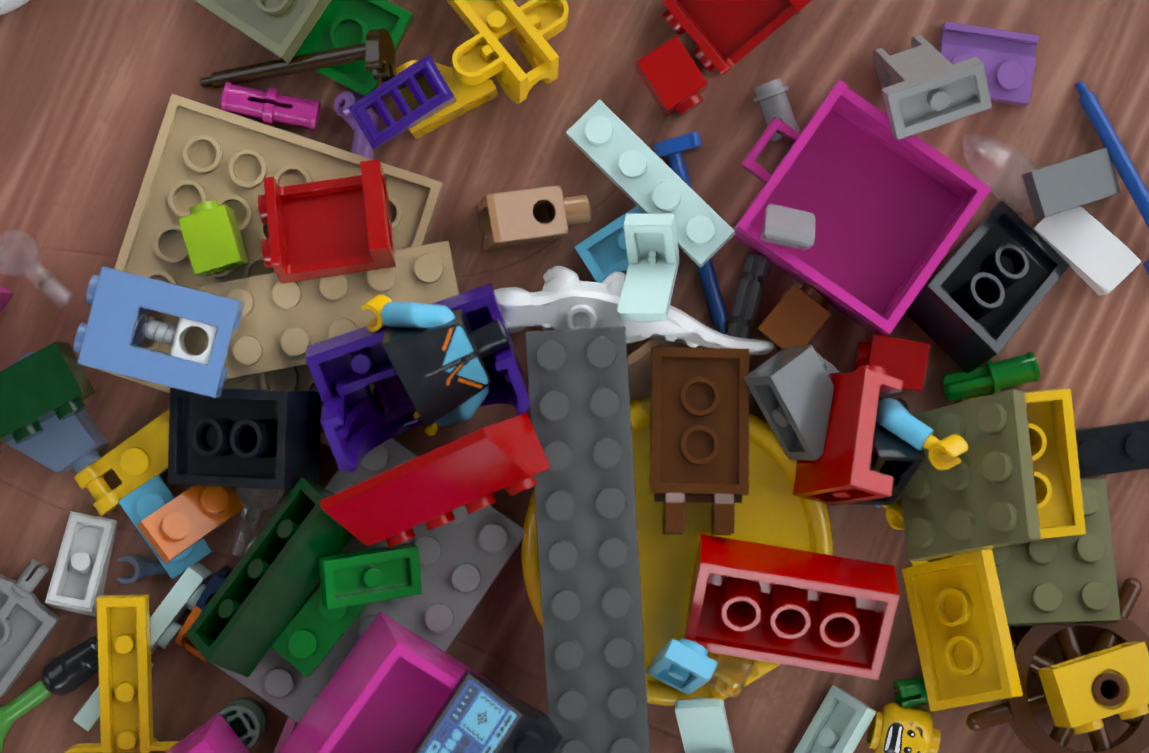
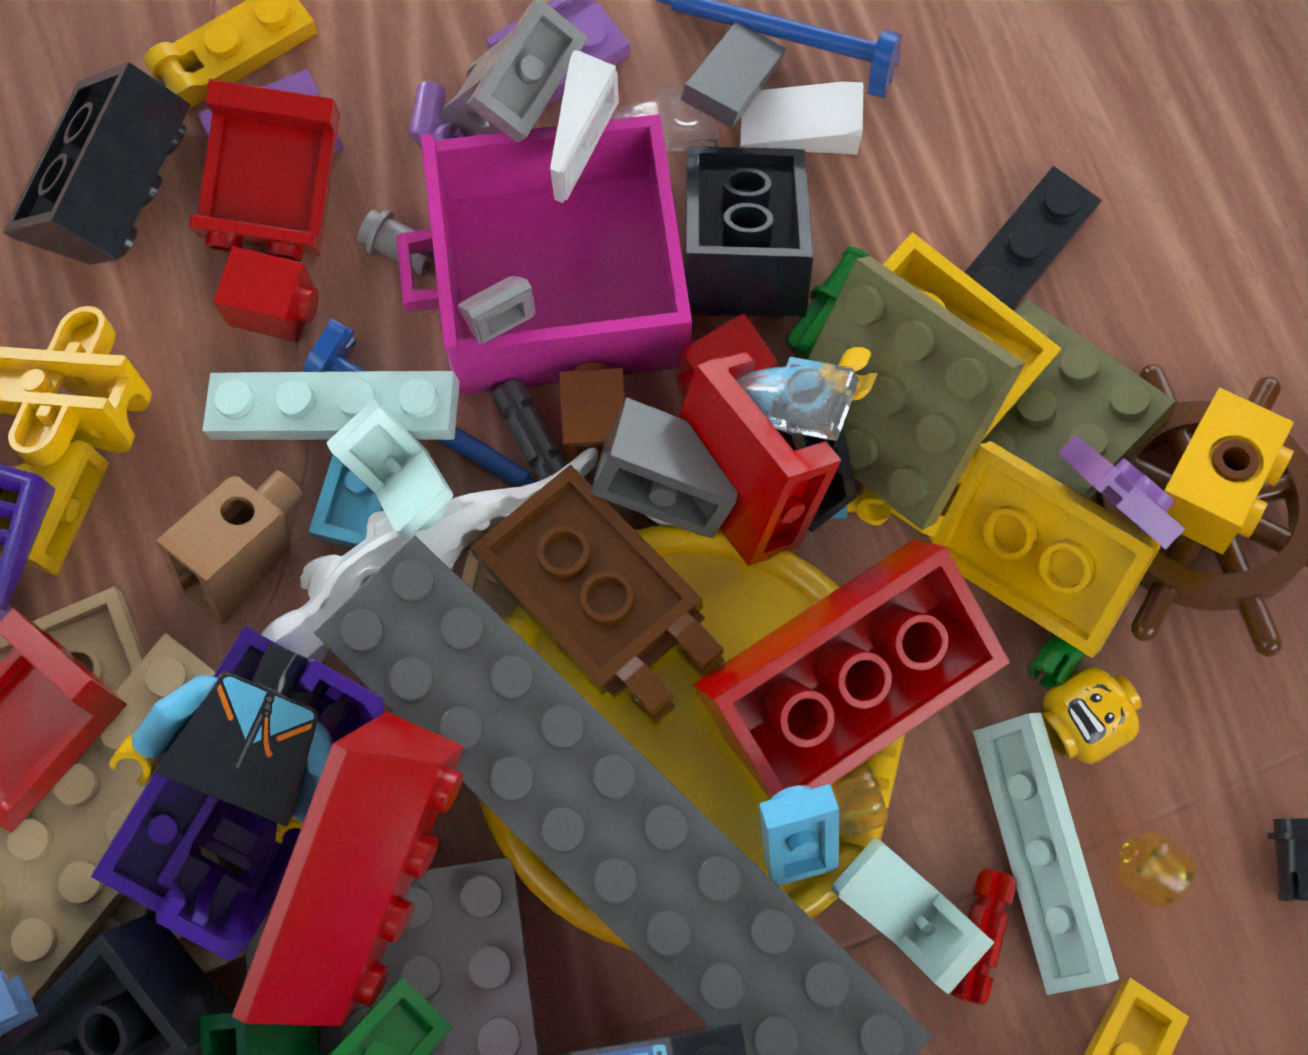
camera: 50 degrees left, 15 degrees down
(859, 51) = (427, 114): none -> medium lavender arm
(904, 438) = (803, 396): none -> clear plate
(953, 150) = (585, 111): none -> white slope
(1031, 648) = (1126, 489): none -> medium lavender plate

